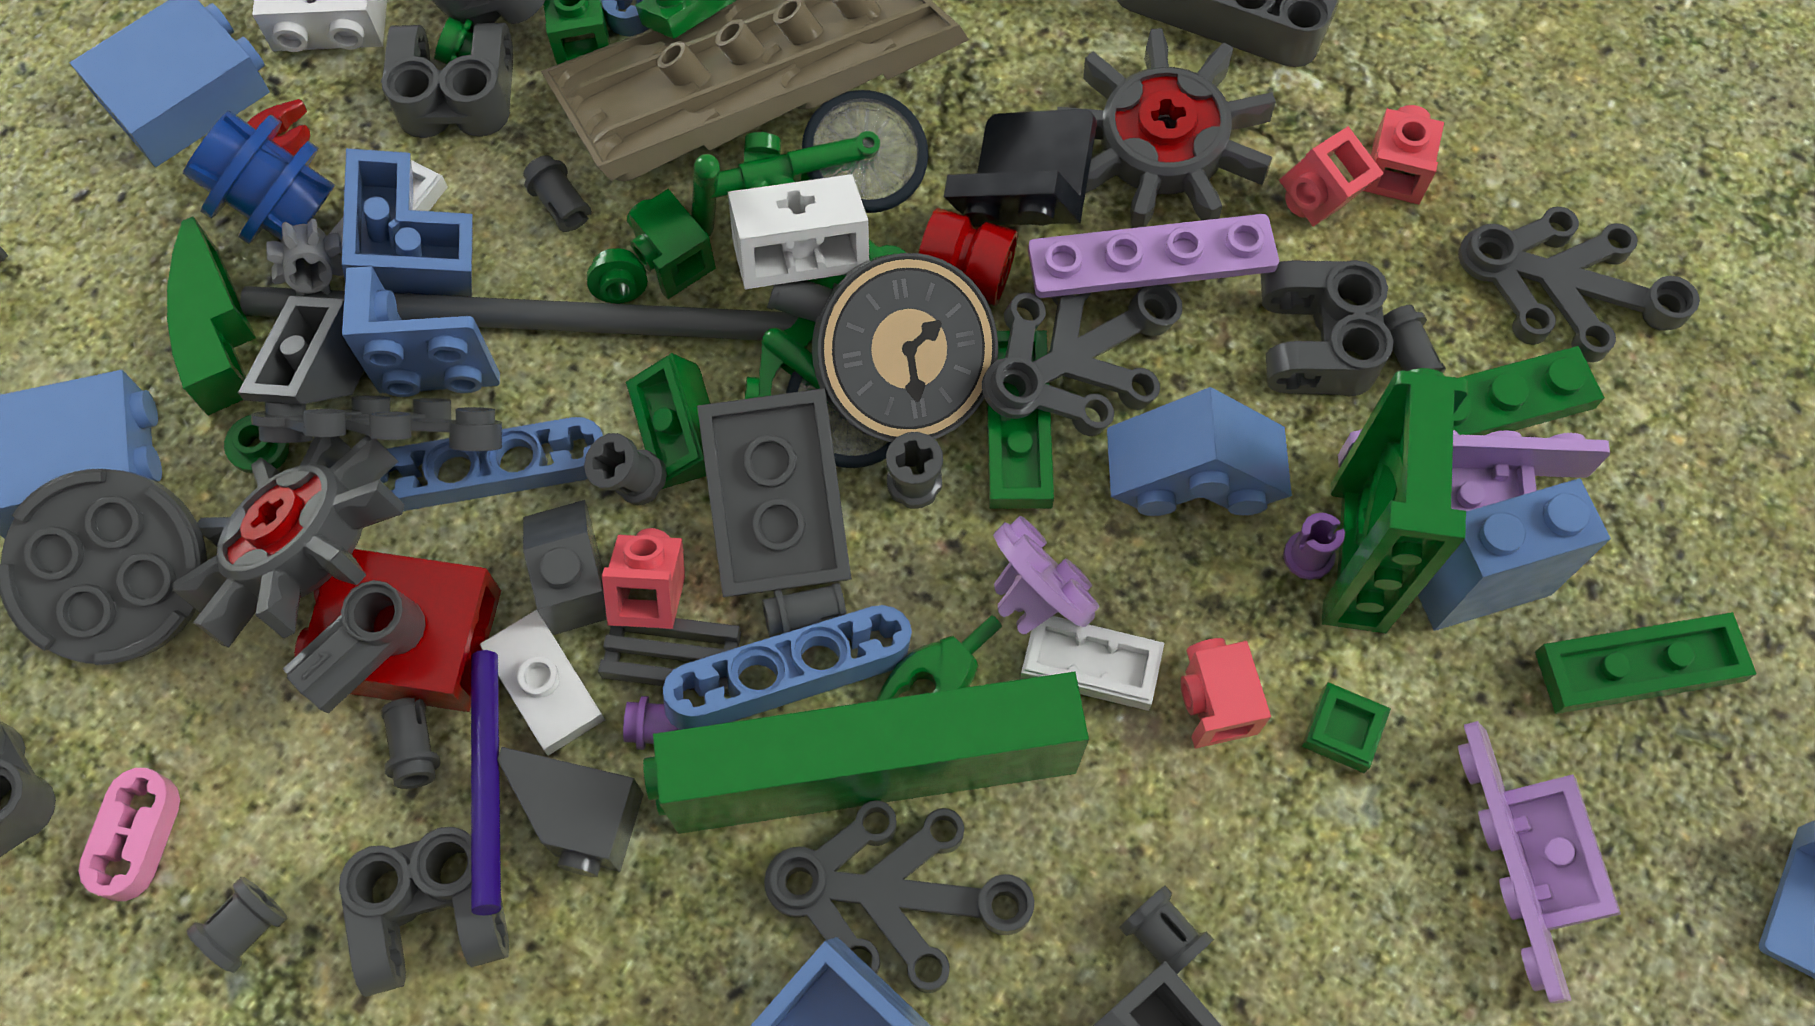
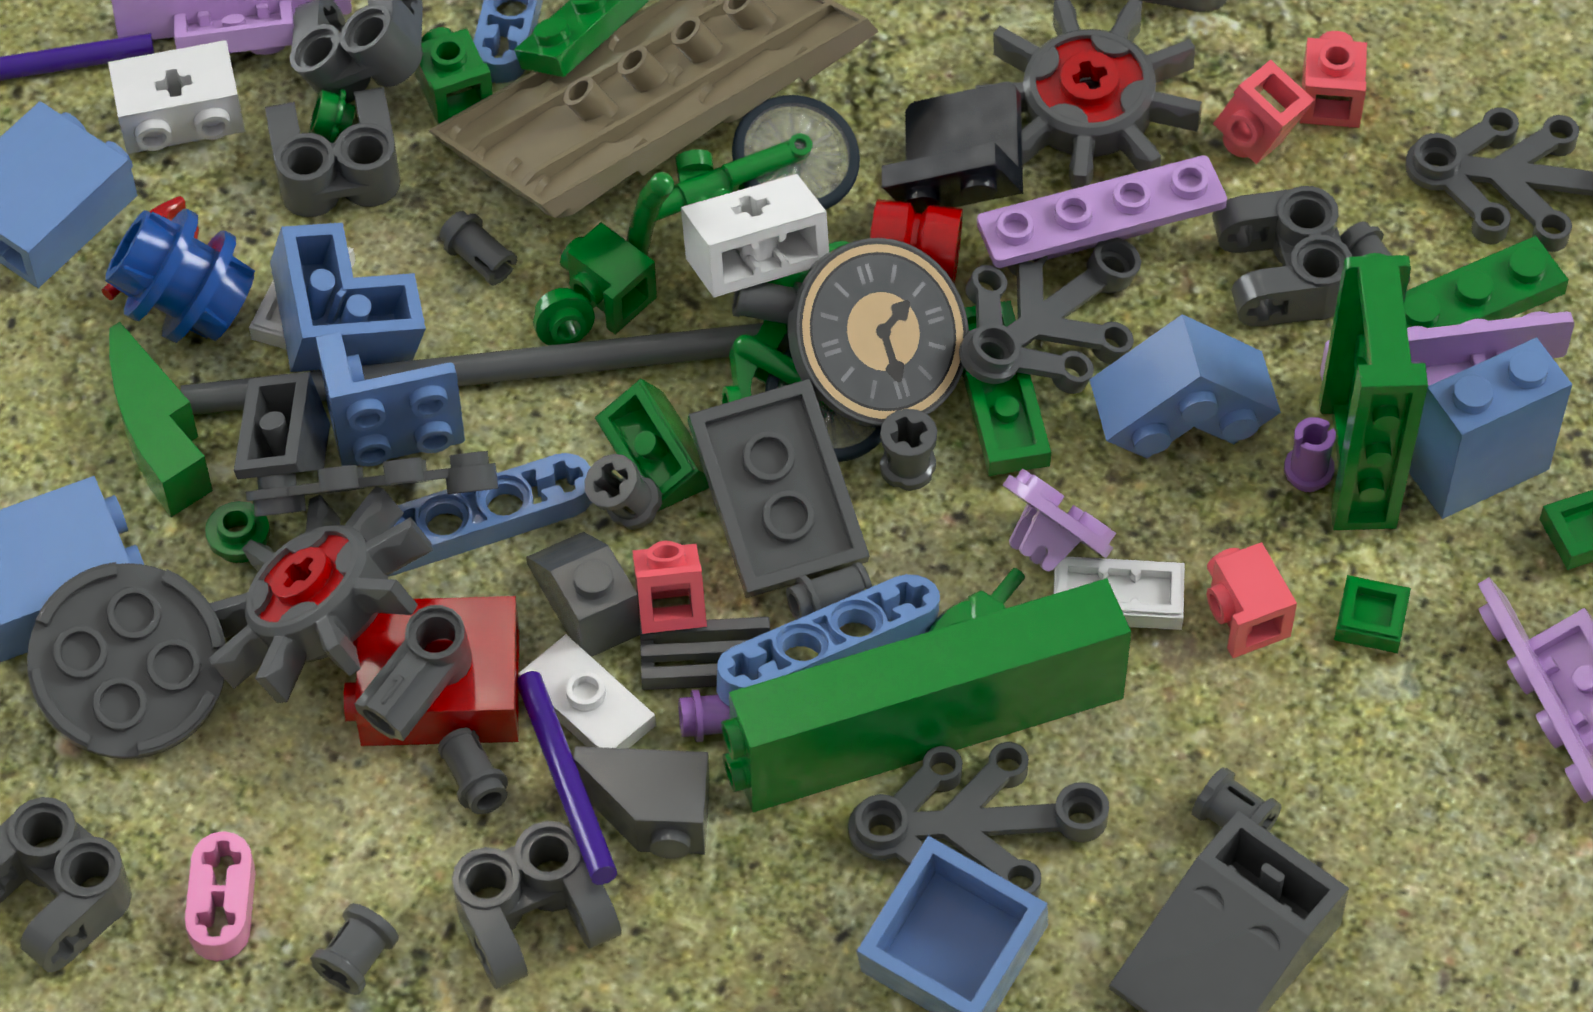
camera: 10 degrees left, 10 degrees down
(305, 258) = (240, 329): light grey gear -> none

